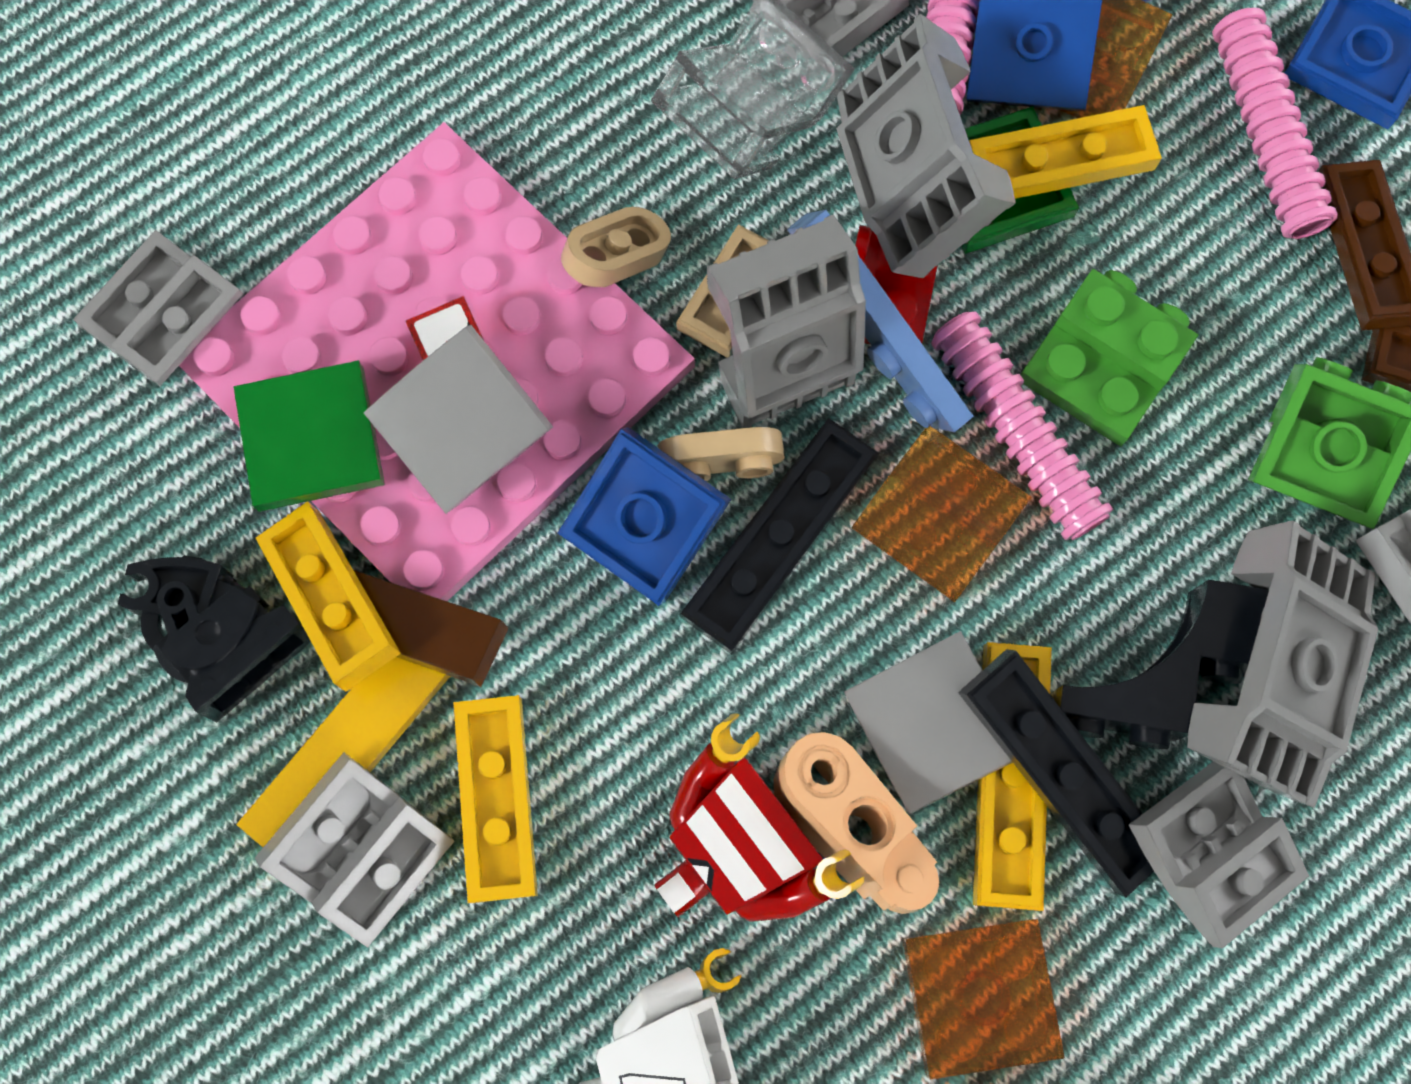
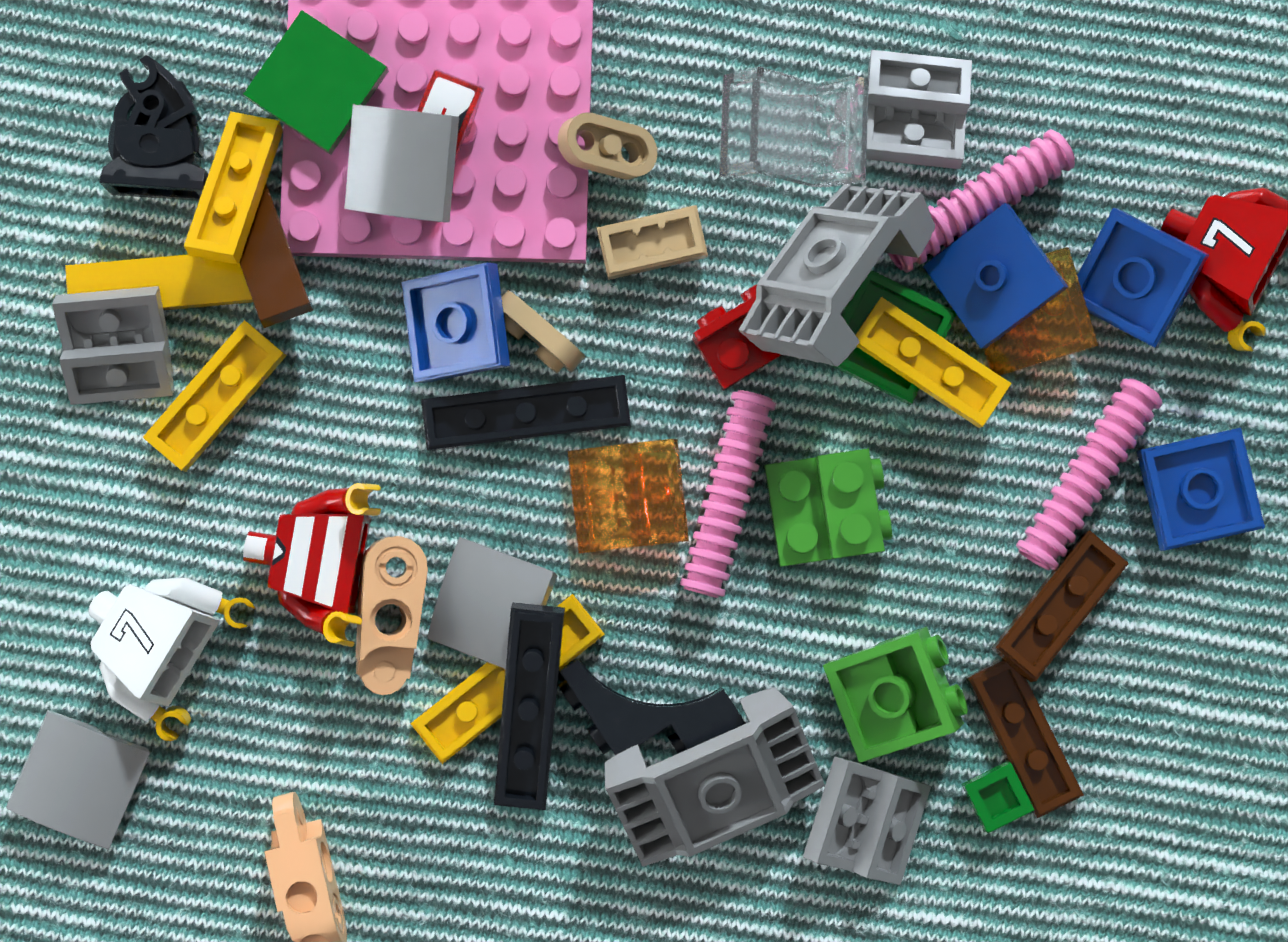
camera: 45 degrees right, 10 degrees up
(791, 320) = (632, 299): light grey plate -> none
(901, 354) = (696, 330): medium blue plate -> none
(982, 998) = (362, 772): clear orange plate -> none
(1219, 853) = (565, 836): light grey slope -> none

